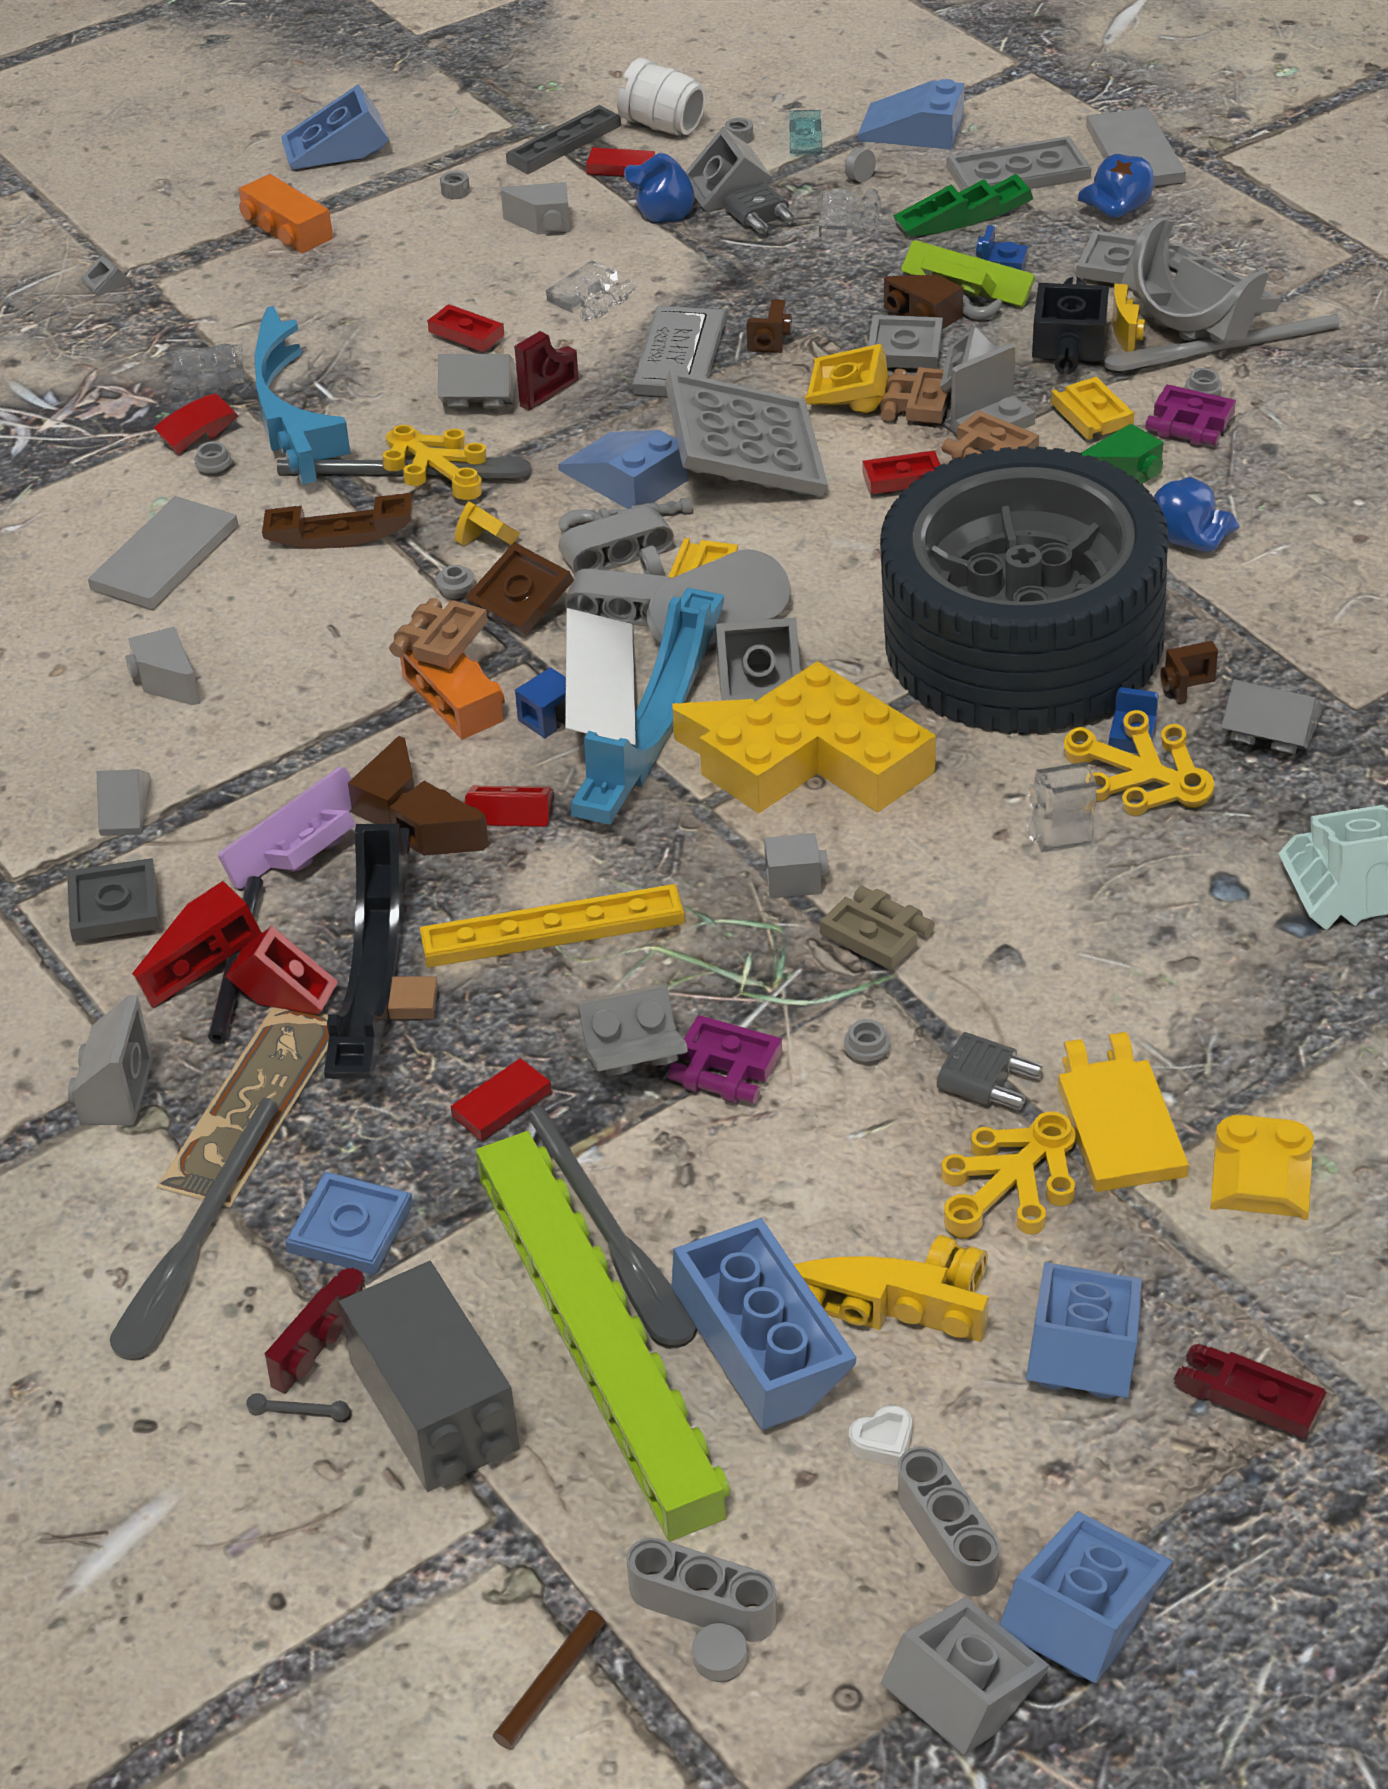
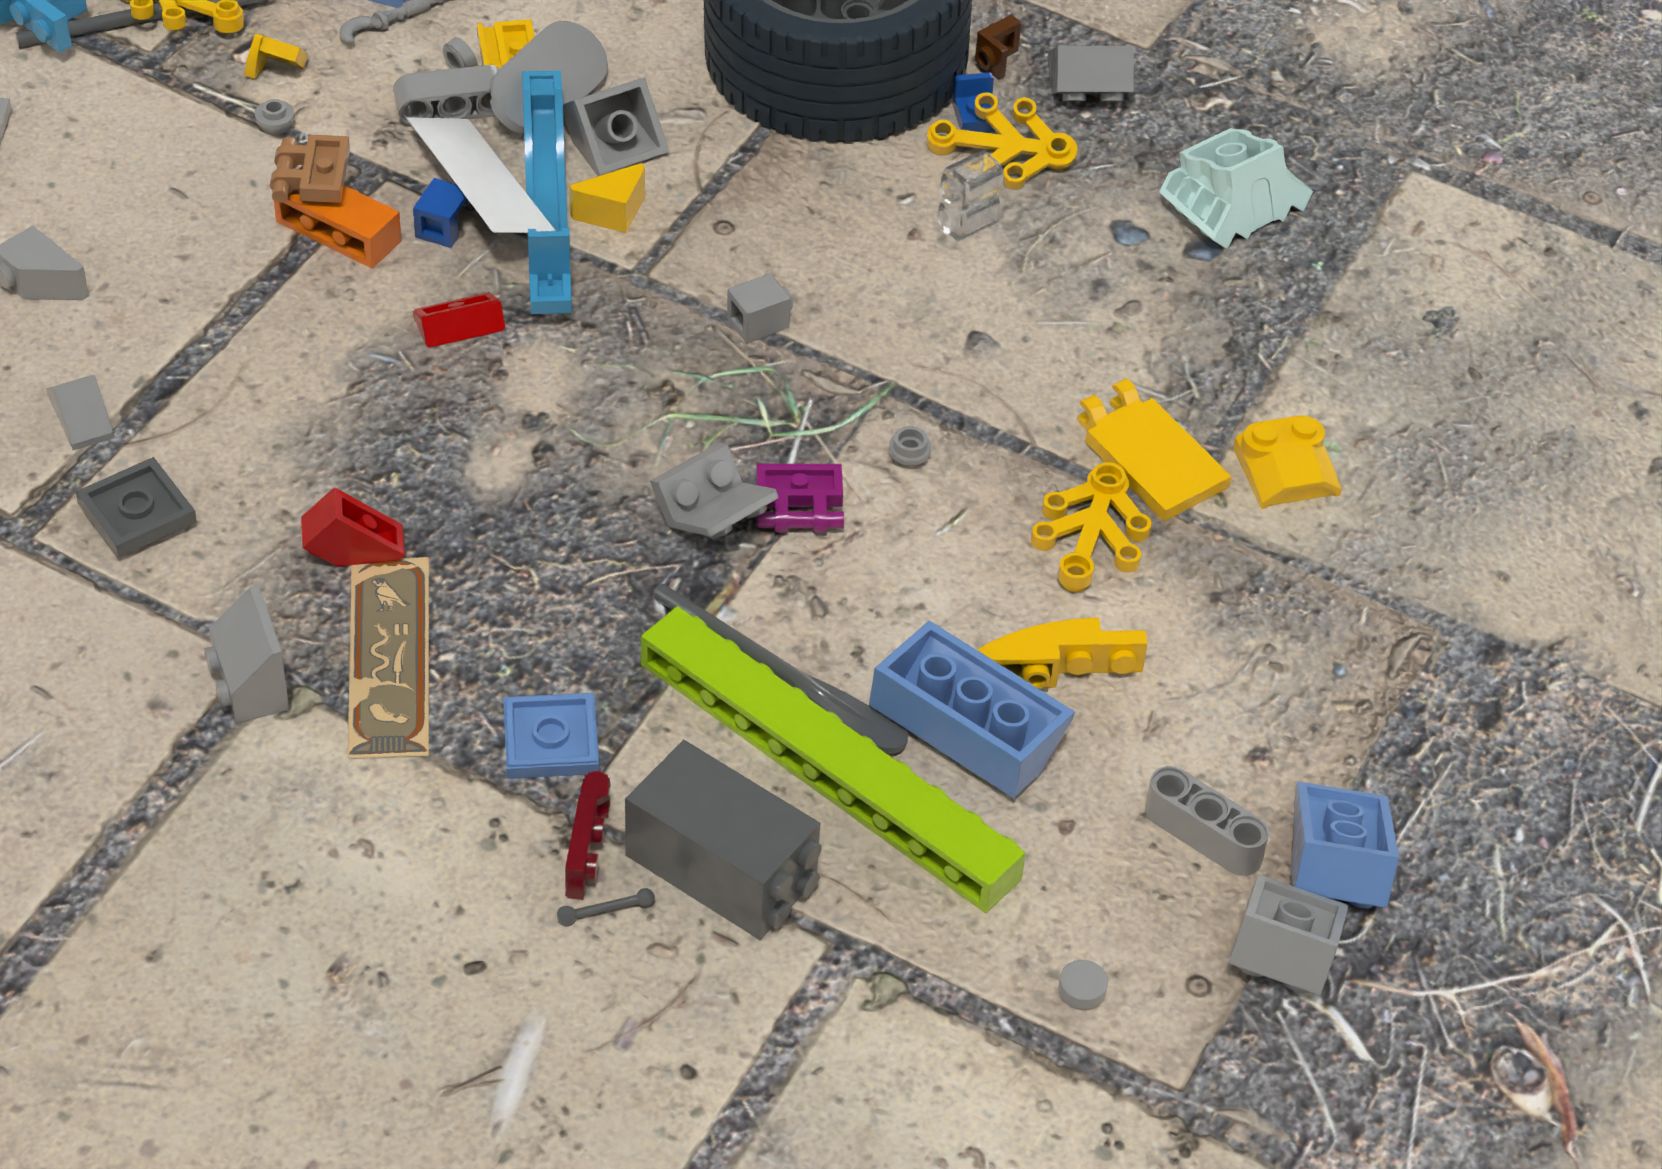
camera: 30 degrees left, 5 degrees up
(160, 1294) = (416, 852): dark grey piece -> none
(195, 942) = (255, 519): red slope -> none
(228, 990) = (290, 530): black piece -> none
(293, 832) = (278, 396): lavender bracket -> none
(340, 530) = (126, 89): reddish brown slope -> none
(379, 922) = (406, 453): black slope -> none
(382, 783) = (340, 331): reddish brown slope -> none
(413, 997) = (482, 519): medium nougat tile -> none
(439, 821) = (409, 352): reddish brown slope -> none
(501, 1099) = (620, 587): red tile -> none
(520, 588) = (350, 106): reddish brown plate -> none
(548, 1679) = (958, 1053): reddish brown bar -> none
(551, 925) = (567, 420): yellow tile -> none
(615, 539) = (409, 41): light grey beam -> none
(684, 1570) = (1022, 935): light grey beam -> none
(820, 728) = (715, 175): yellow brick -> none
(876, 926) = (860, 344): dark tan plate -> none
(882, 1436) = (1111, 772): white tile -> none
(963, 1265) = (1105, 608): yellow wheel -> none
(980, 1069) = (1017, 445): dark grey piece -> none
(1085, 1331) = (1228, 635): medium blue slope -> none
(1251, 1389) = (1375, 643): dark red hinge -> none

